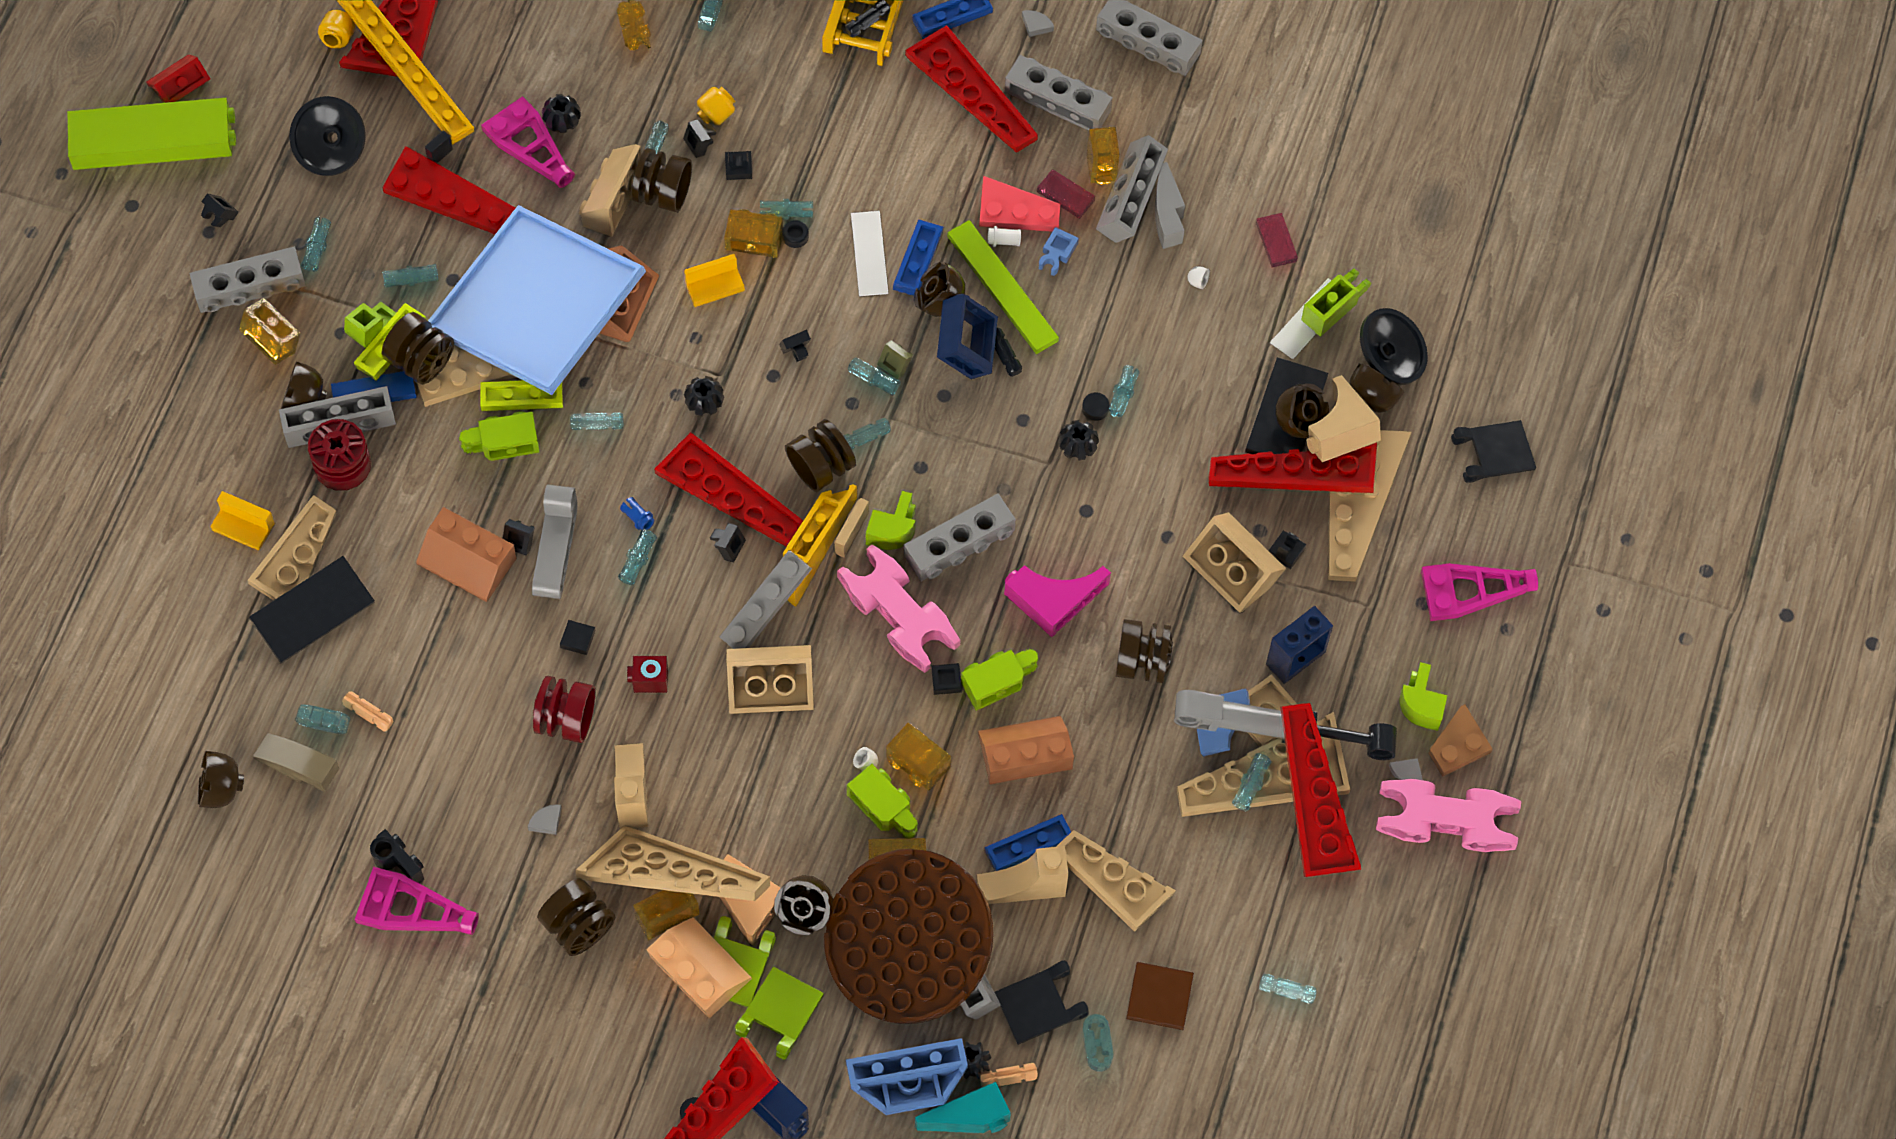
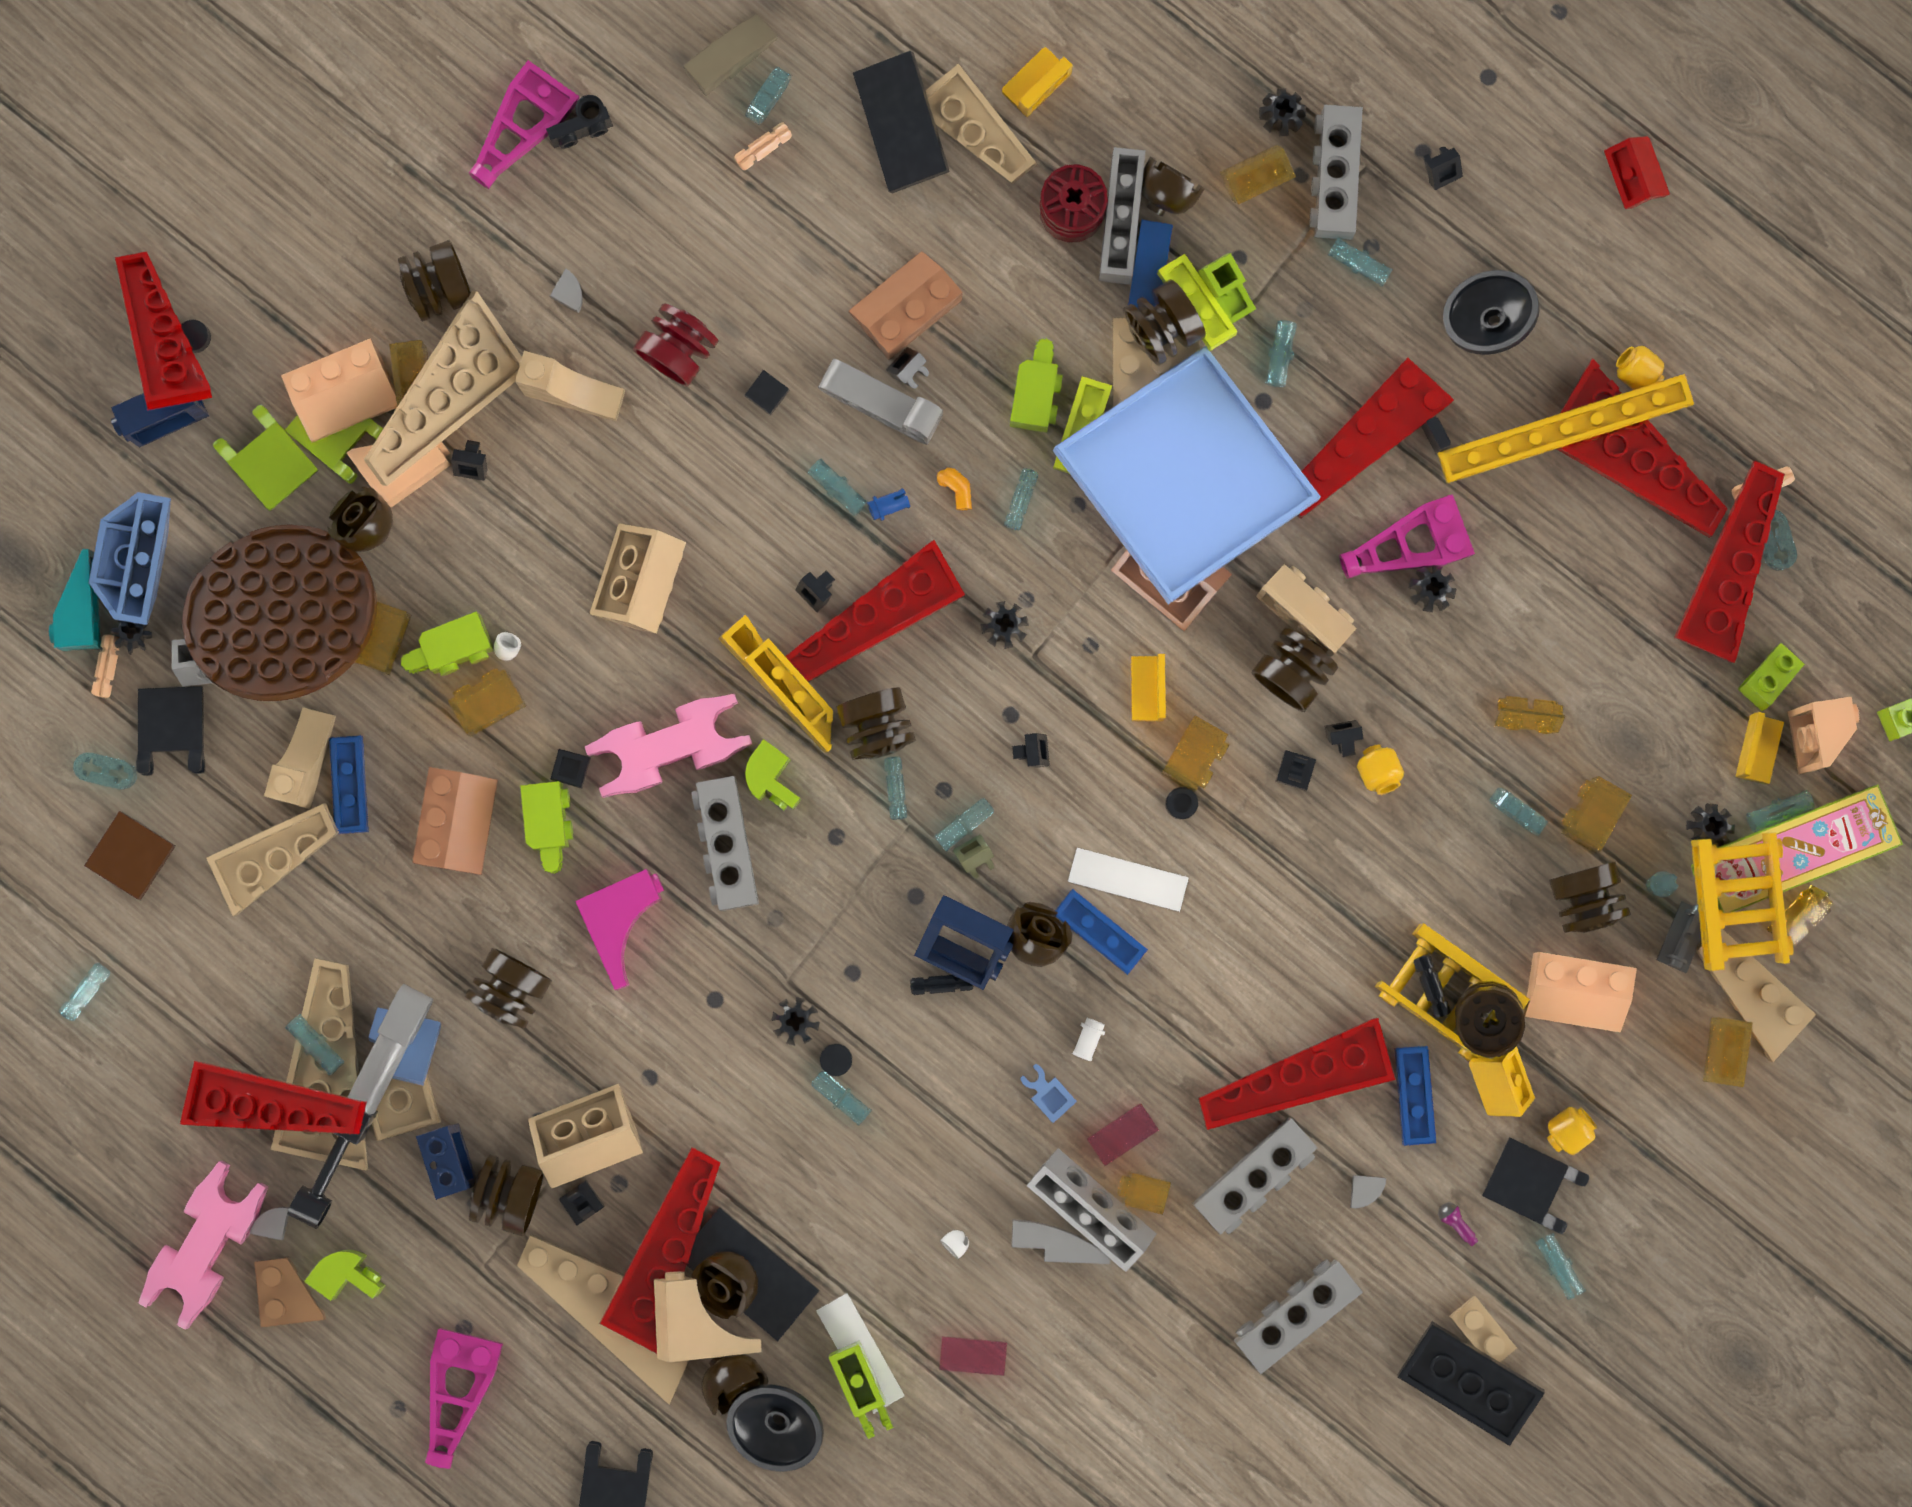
camera: 110 degrees right, 20 degrees up
(150, 133) = (1570, 120): lime brick -> none
(211, 332) = (1293, 112): none -> black piece
(602, 468) = (959, 484): none -> light orange arm
(648, 674) = (691, 451): dark red brick -> none
(657, 138) = (1358, 684): clear light blue axle -> none
(721, 841) = (470, 462): none -> black tile
(766, 601) = (721, 601): light grey plate -> none
(787, 208) = (1215, 803): clear light blue pin -> none
(851, 527) = (783, 730): tan tile -> none
(1002, 287) = (1027, 1013): lime tile -> none
(1016, 208) = (1123, 1068): coral wing -> none
(1305, 586) = (506, 1195): none -> dark brown wheel

